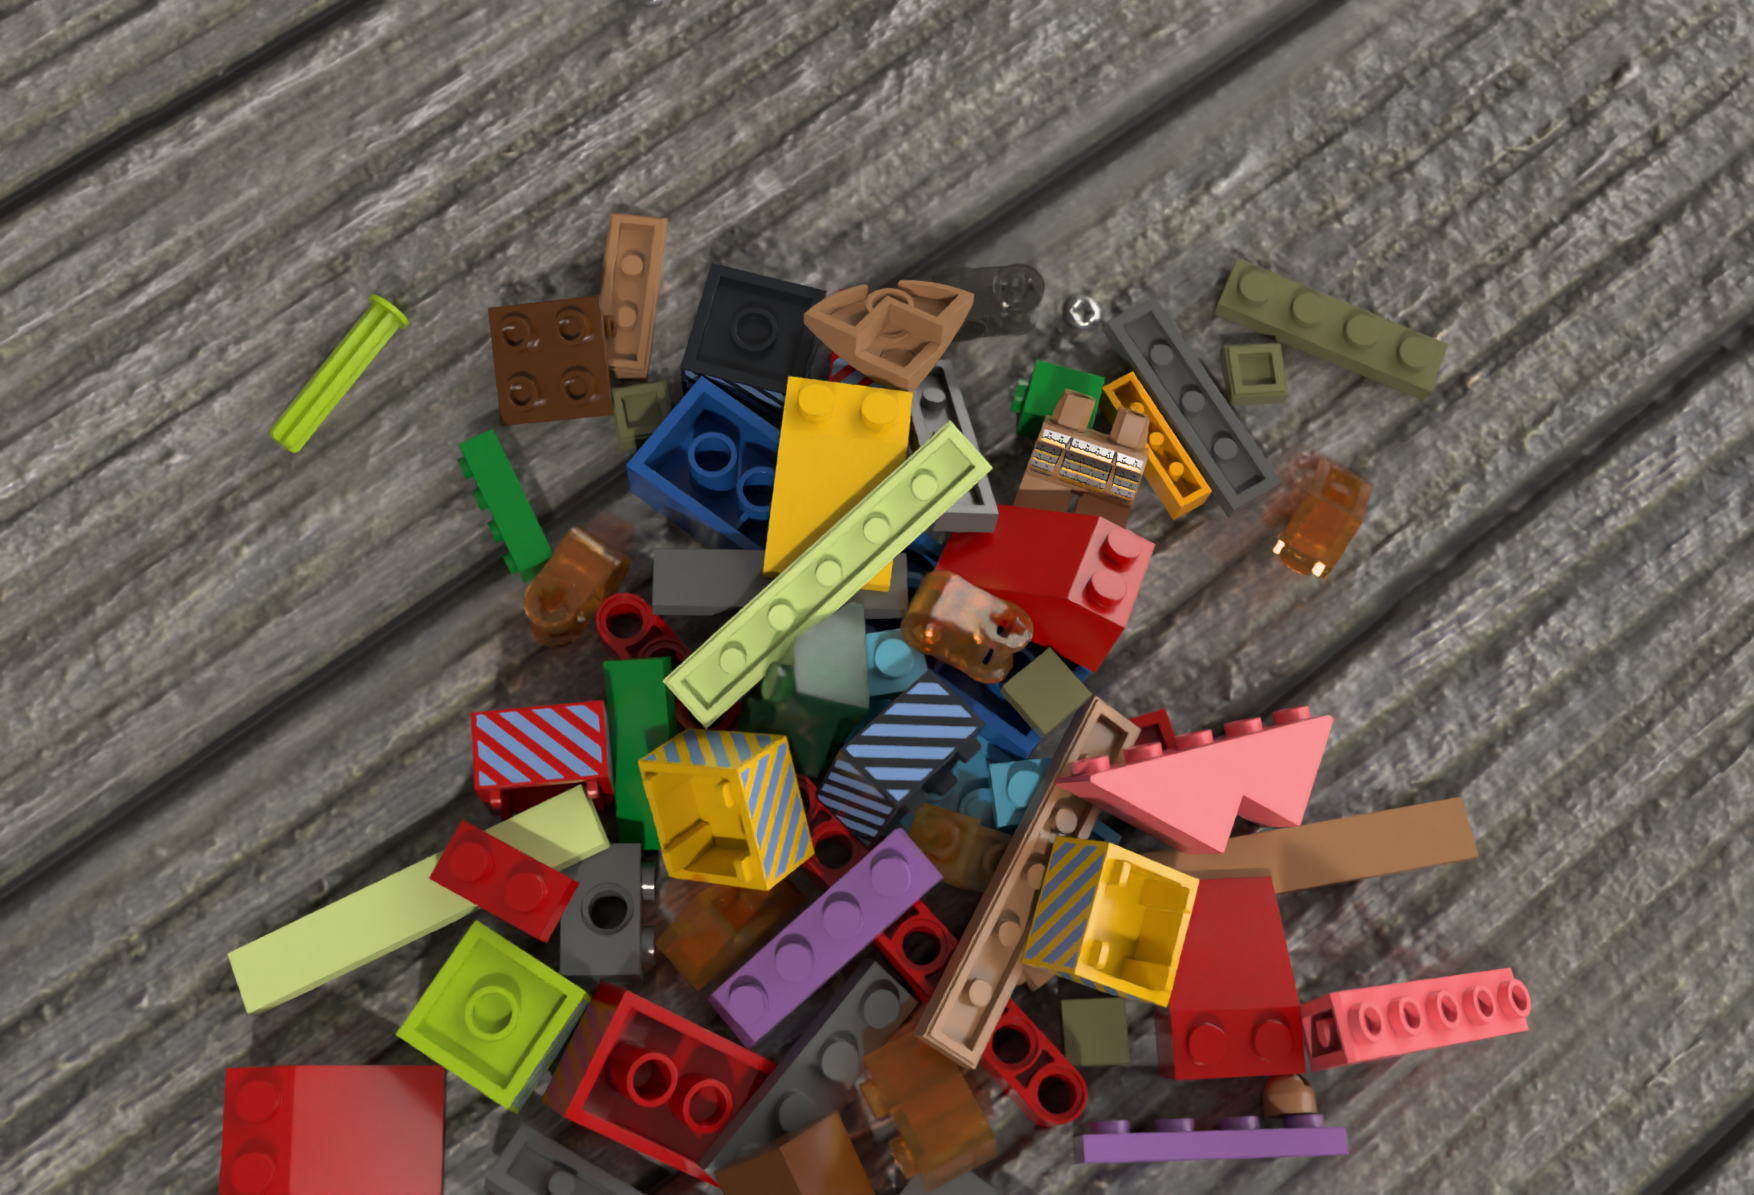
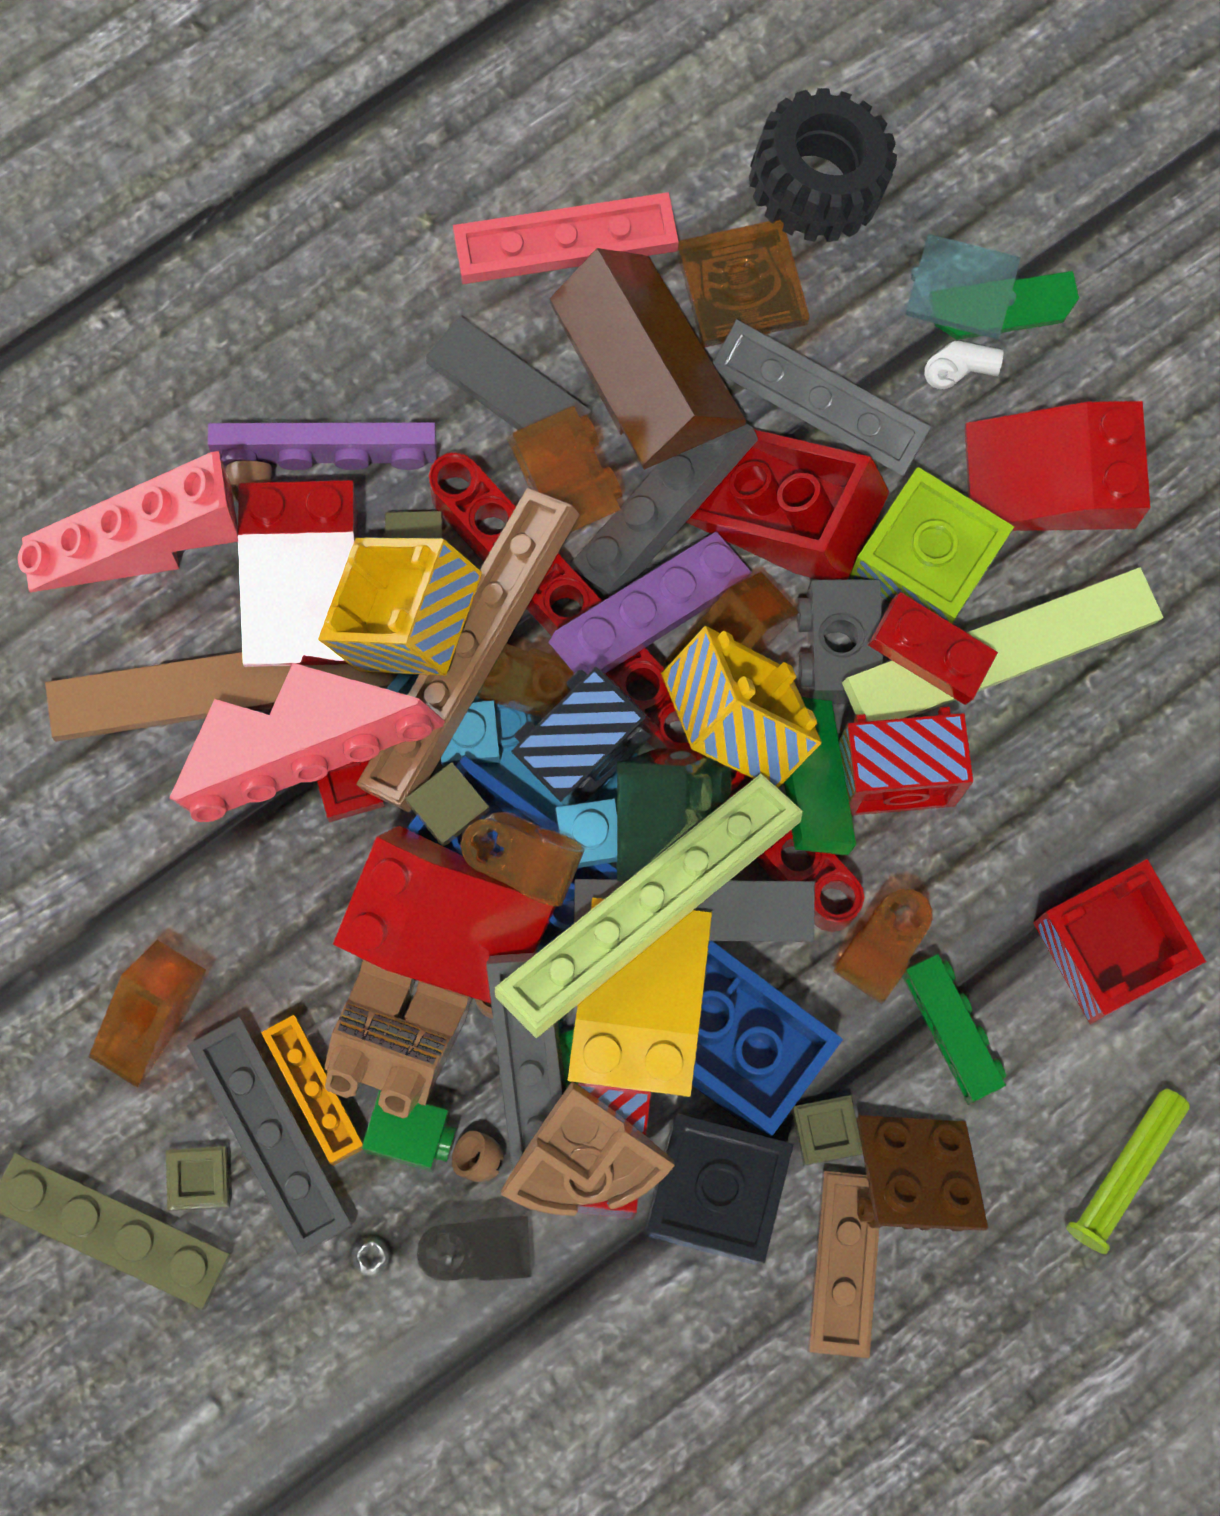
camera: 175 degrees left, 5 degrees up
(322, 585) = (1119, 941): none -> red container
(988, 385) = (466, 1153): none -> medium nougat hinge

